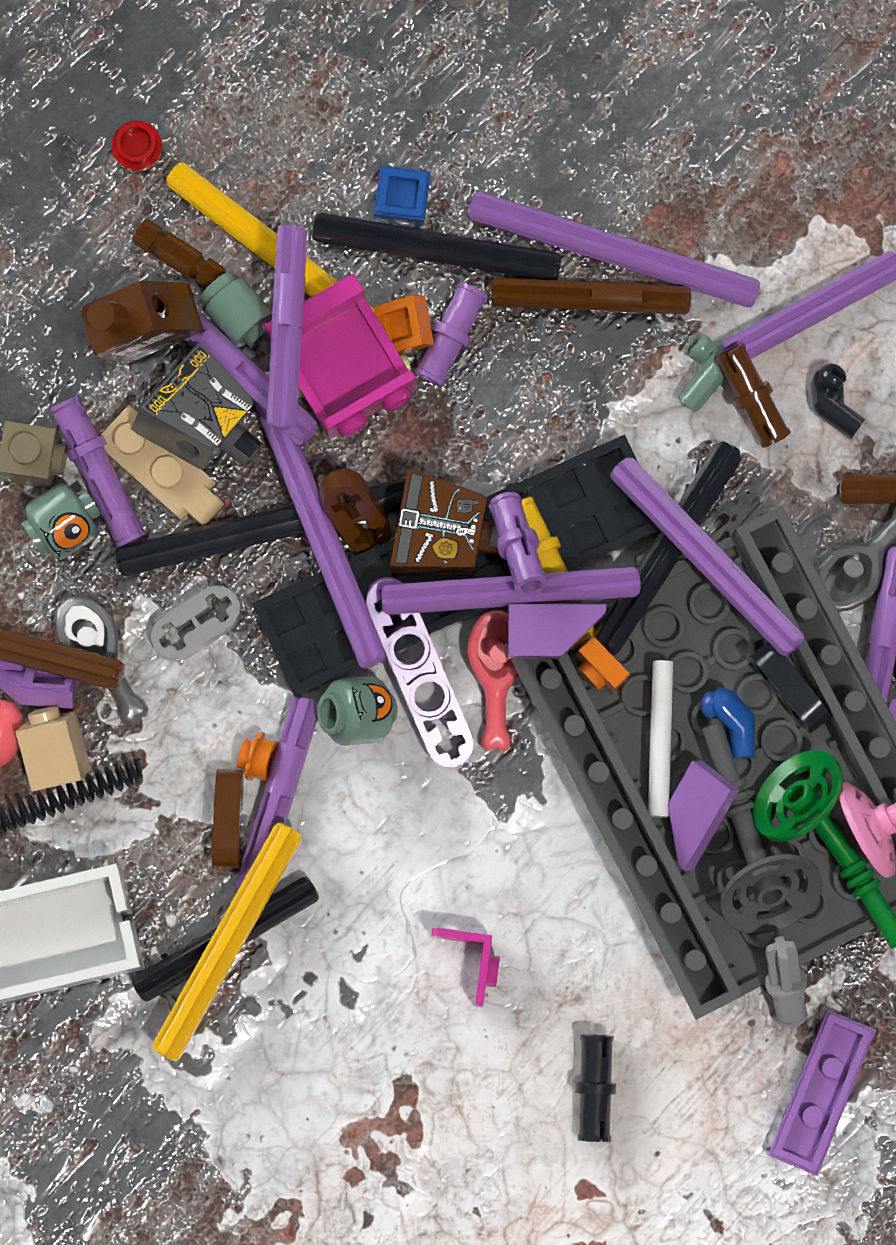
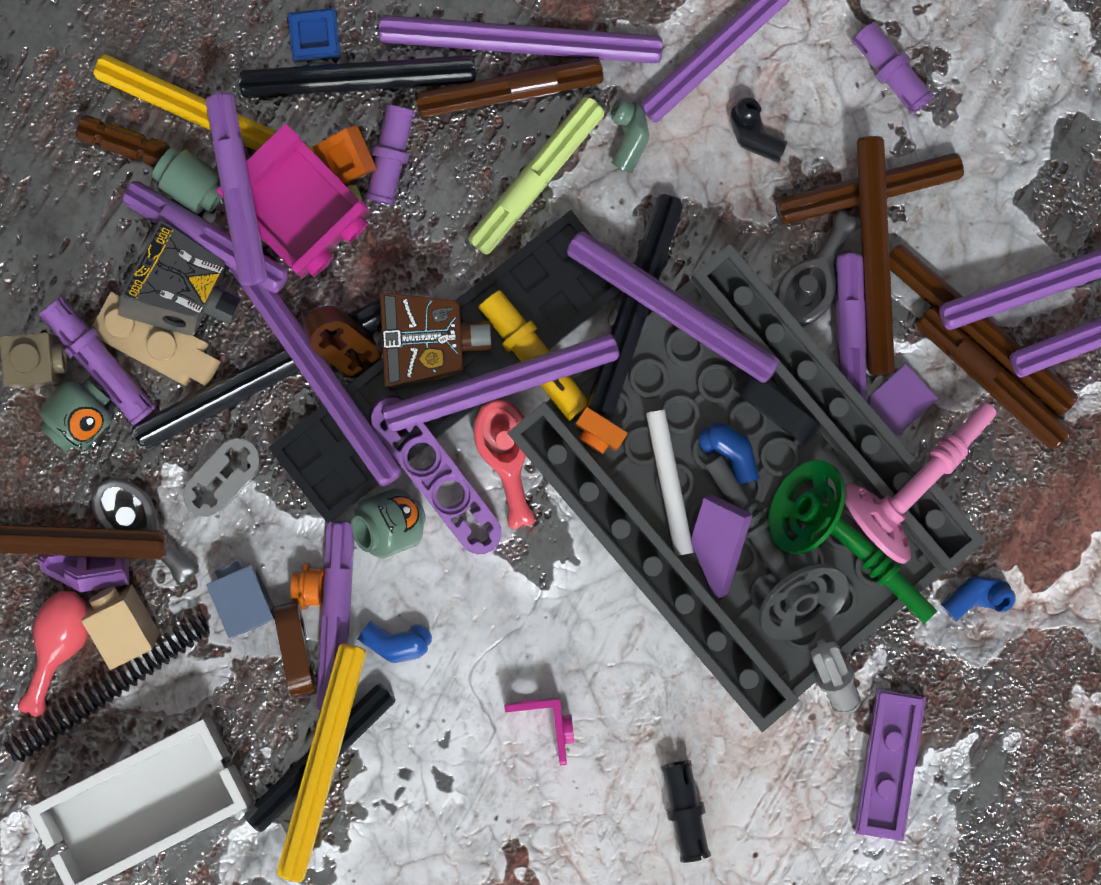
camera: 10 degrees left, 5 degrees up
(127, 324) = (89, 223): reddish brown torso -> none
(137, 145) = (58, 48): red plate -> none
(184, 752) = (240, 598): none -> sand blue brick
(335, 842) = (399, 646): none -> blue arm
(518, 544) = (497, 339): medium lavender pin -> none
(548, 628) = (545, 409): medium lavender tile -> none
(596, 391) = (536, 175): none -> yellowish green axle
(752, 395) = (679, 145): reddish brown pin -> none

